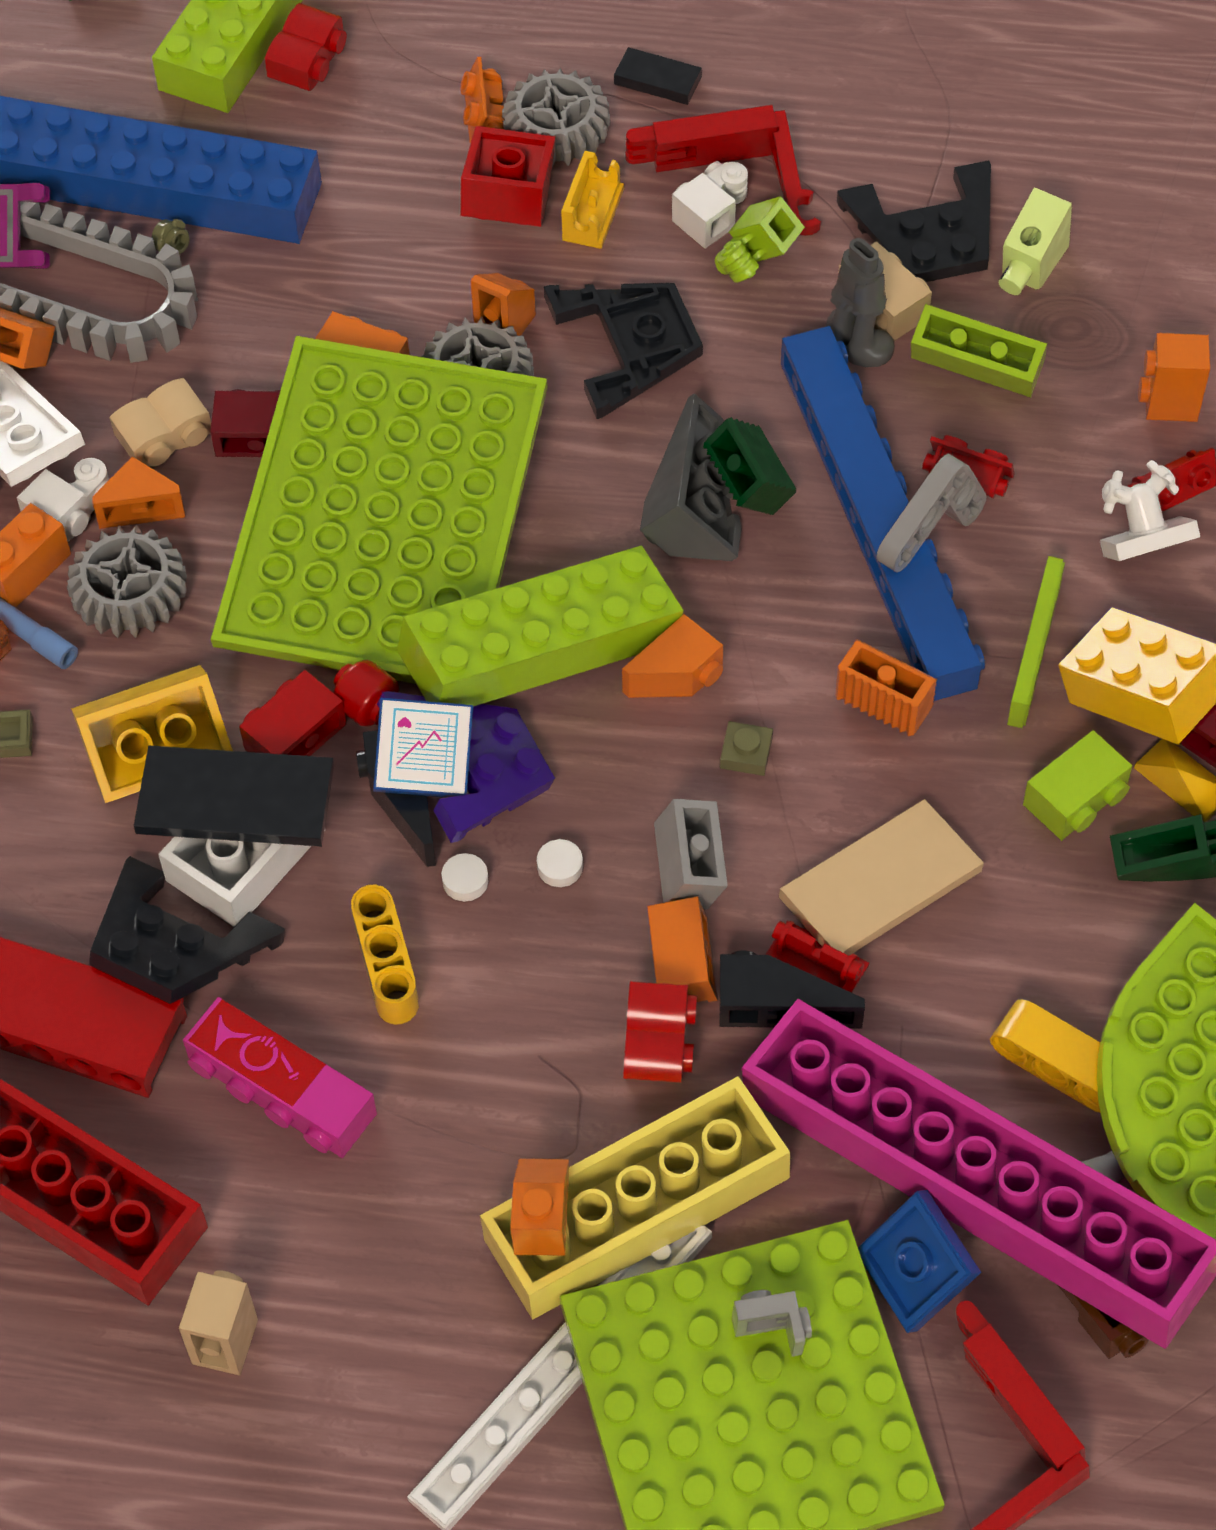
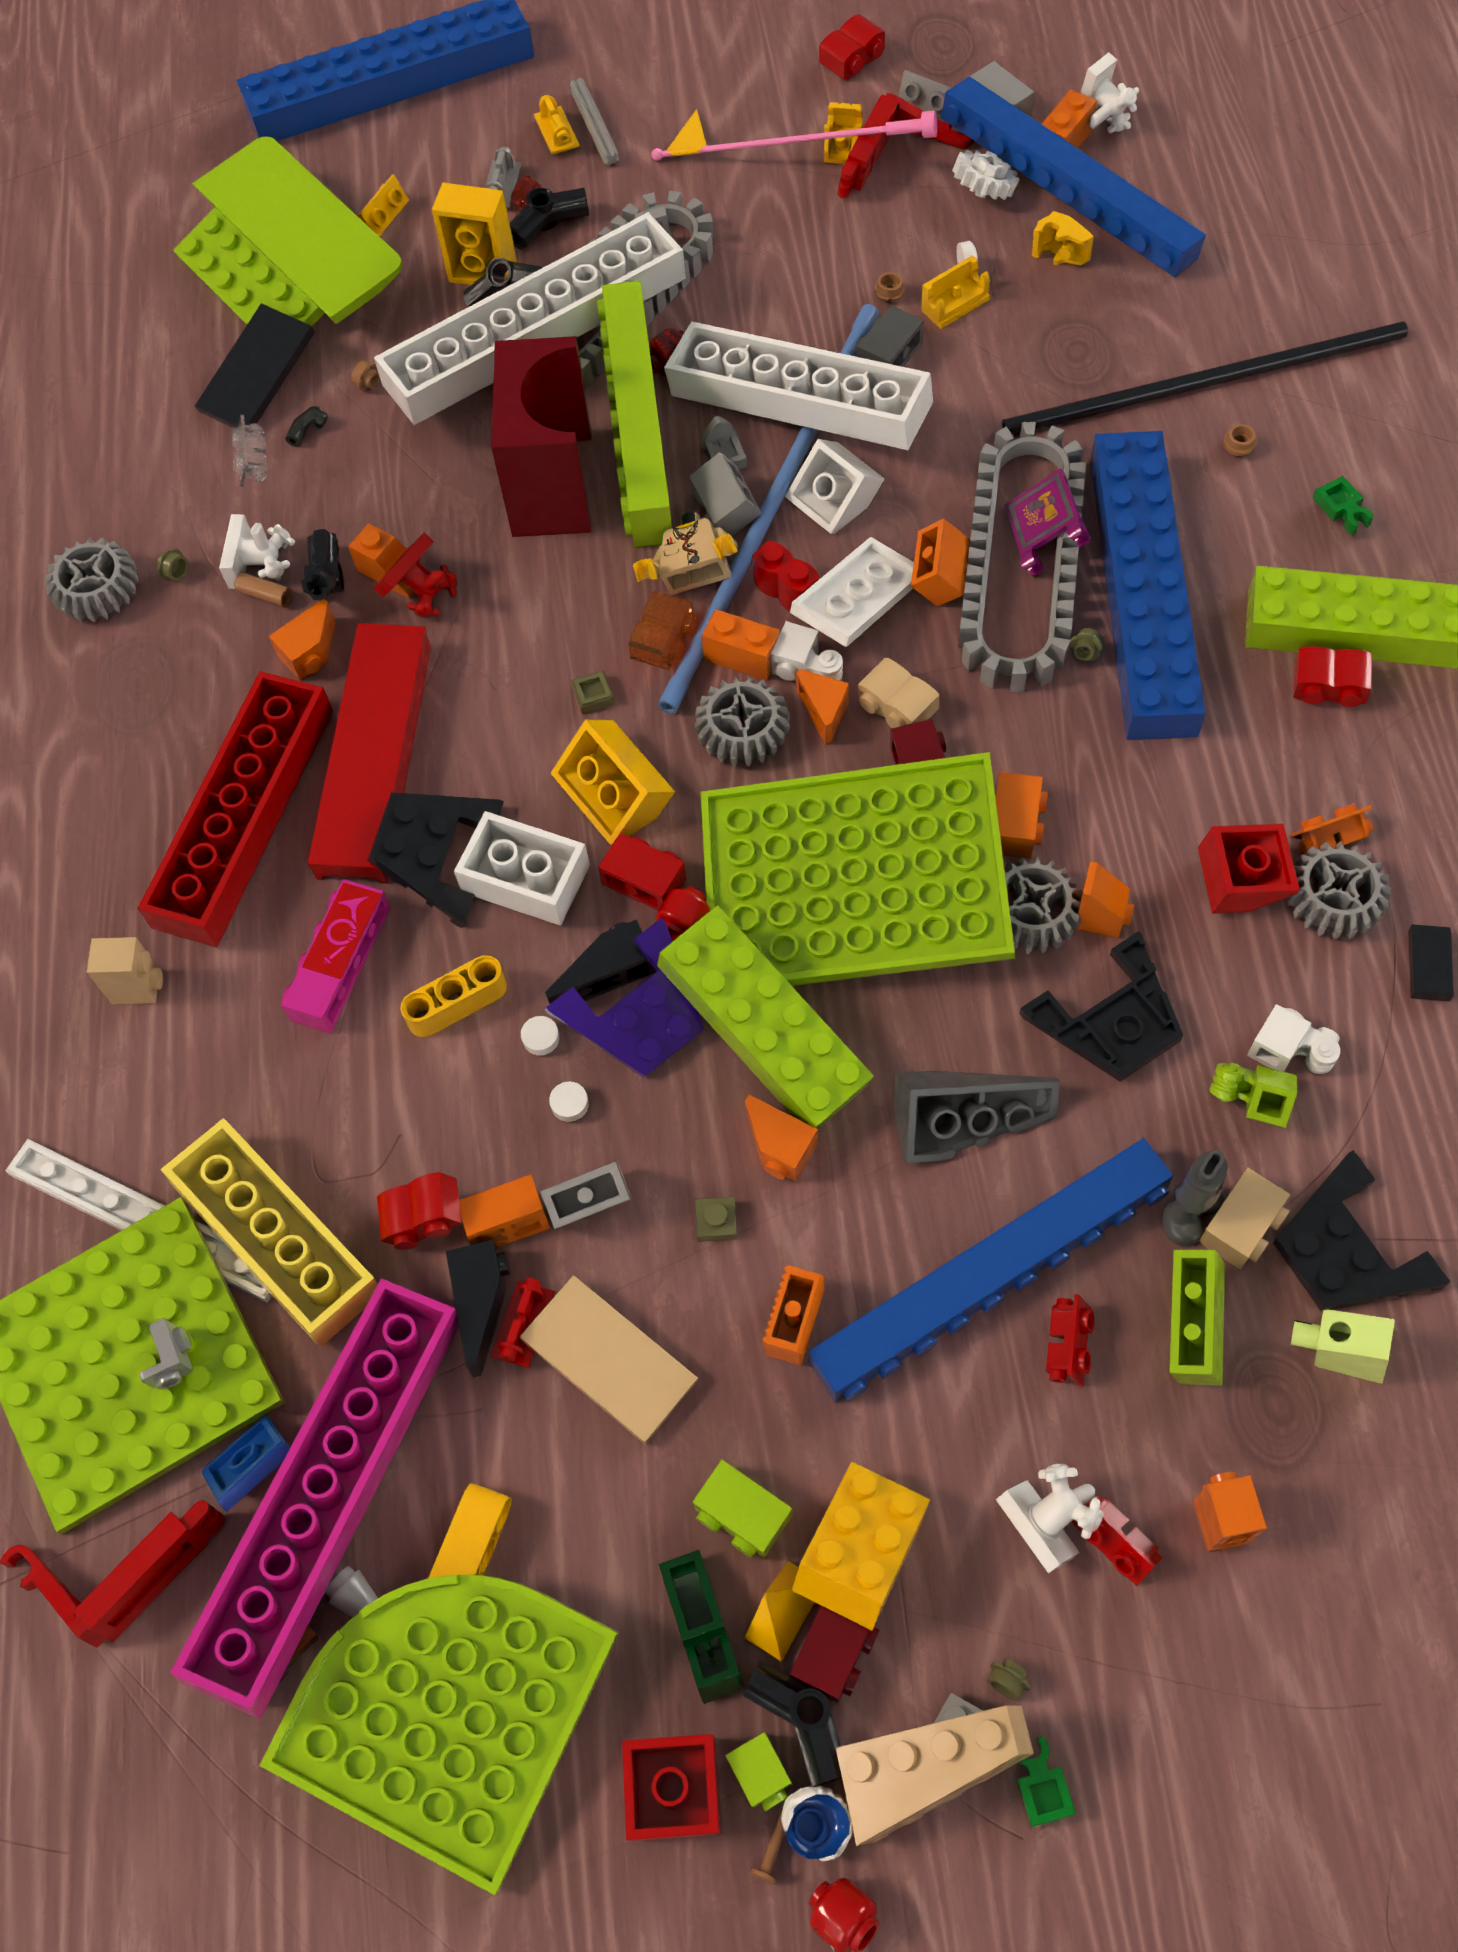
camera: 80 degrees right, 5 degrees up
(234, 796) = (541, 844): black tile -> none
(422, 748) = (618, 961): white tile -> none
(540, 1207) = (226, 1153): orange slope -> none
(591, 202) = (1252, 944): yellow hinge -> none
(724, 138) = (1371, 1037): red hinge -> none
(749, 466) = (996, 1147): dark green brick -> none
(948, 490) = (998, 1309): light grey beam -> none
(1036, 642) = (889, 1441): lime tile -> none

